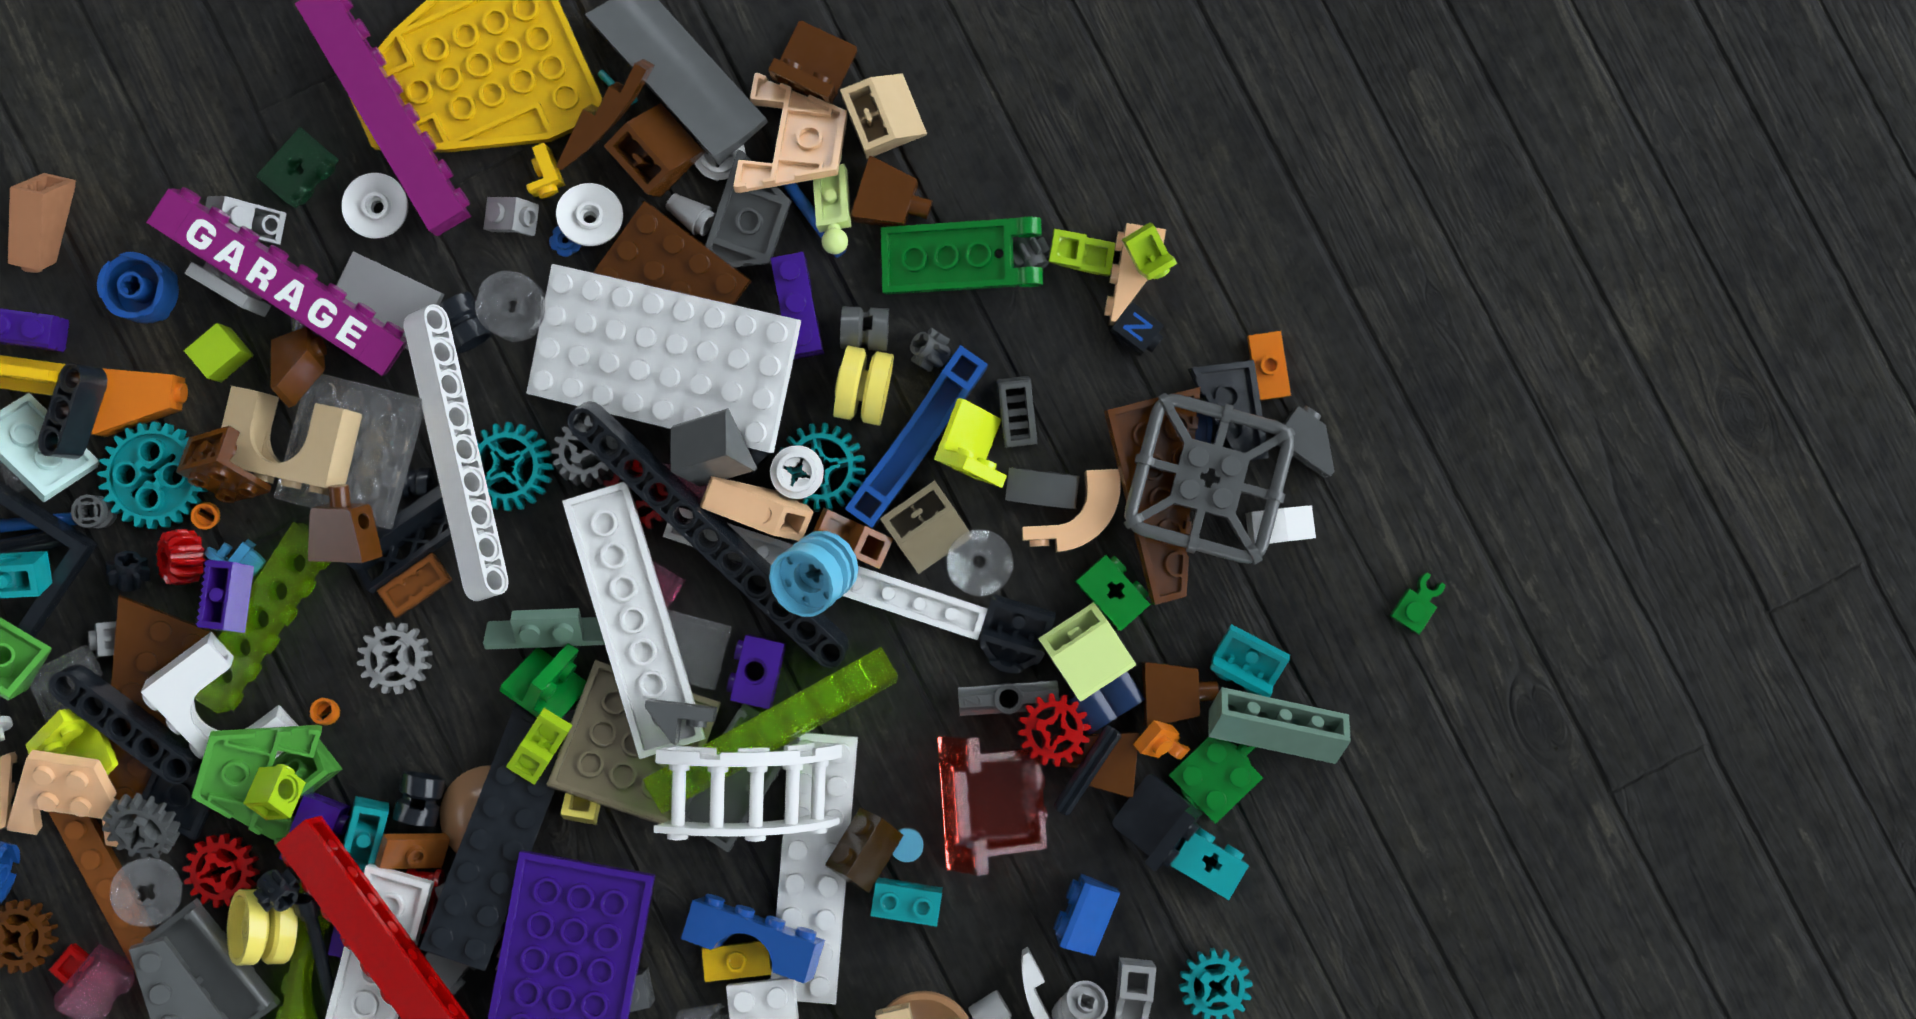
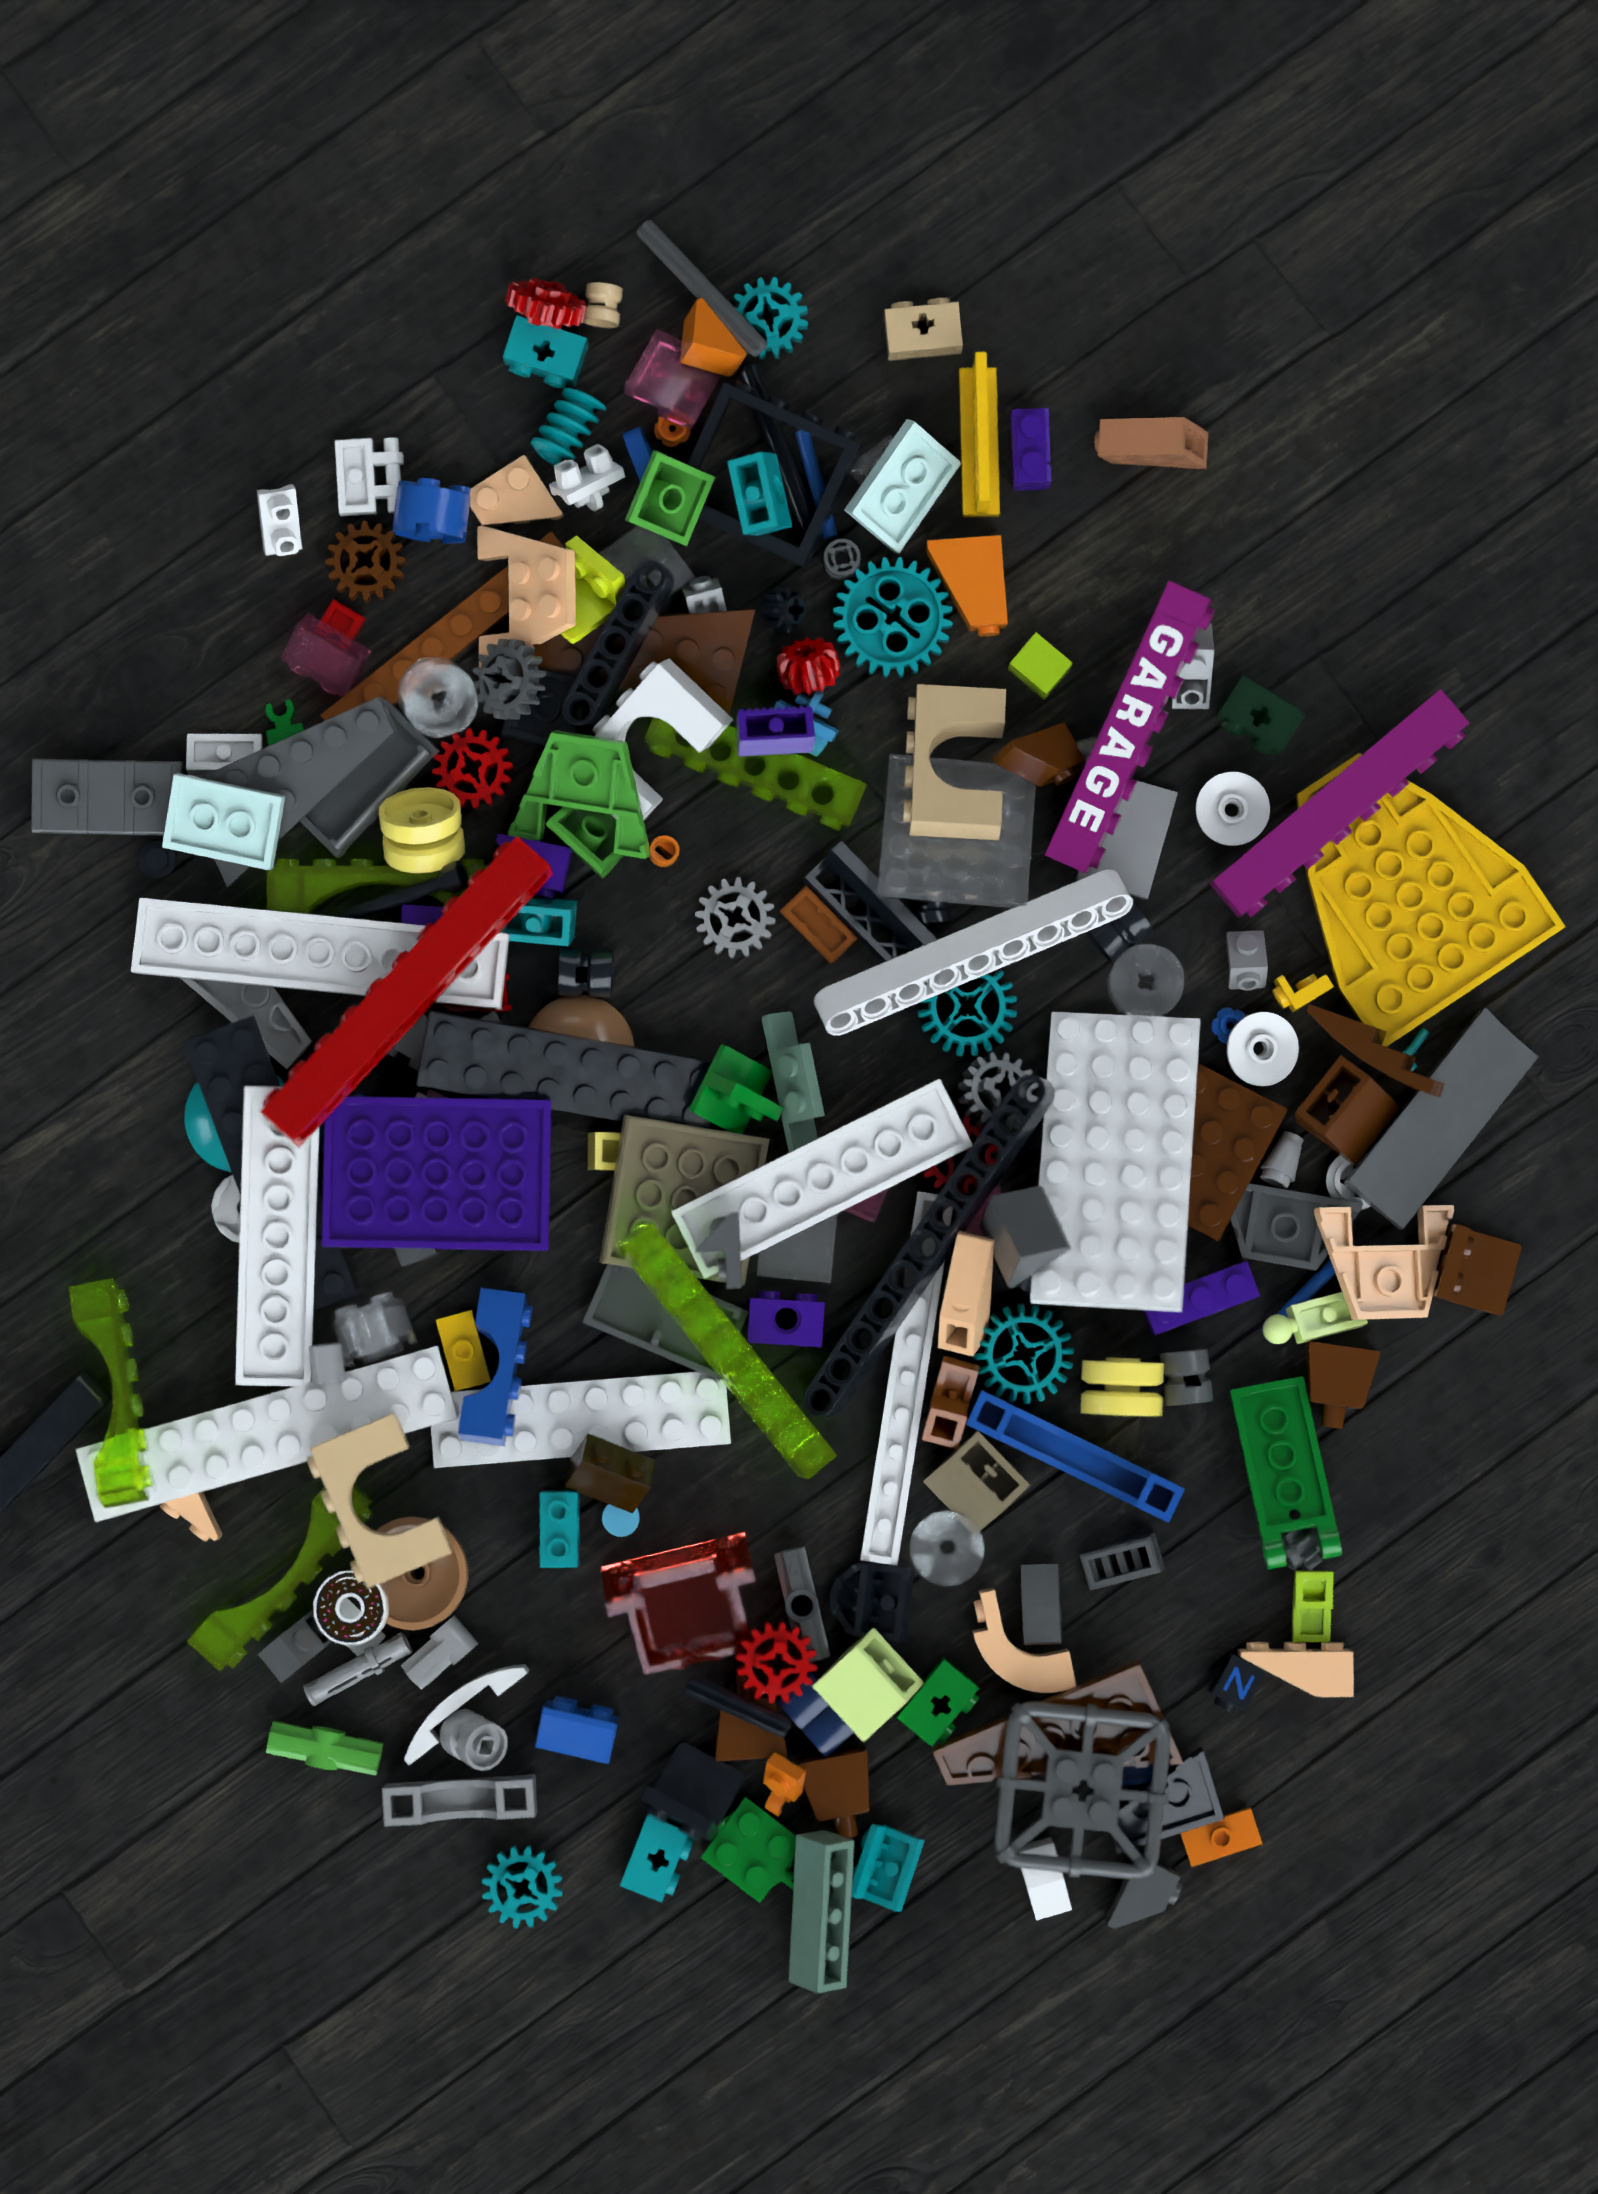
camera: 80 degrees right, 0 degrees up
(72, 411) = (966, 520): black beam -> none
(157, 290) = (1114, 554): blue brick -> none
(203, 521) = (851, 678): orange hinge -> none
(209, 466) = (915, 686): reddish brown bracket -> none
(228, 288) = (1118, 656): light grey plate -> none
(274, 792) = (571, 823): lime brick -> none
(277, 890) = (468, 847): black gear -> none
(342, 530) = (868, 845): reddish brown torso -> none
(412, 851) = (528, 977): dark orange plate -> none
(539, 746) = (667, 1099): lime slope -> none
(757, 762) = (691, 1346): white fence -> none
(783, 479) = (1028, 1320): white gear -> none
(813, 573) = (905, 1370): medium azure wheel -> none
(882, 113) = (1430, 1357): tan slope -> none
(930, 349) = (1175, 1454): dark grey gear -> none
(969, 442) = (1077, 1514): neon yellow bracket -> none
(1149, 252) = (1322, 1682): lime bracket -> none
(1415, 607) = (976, 2045): green plate -> none

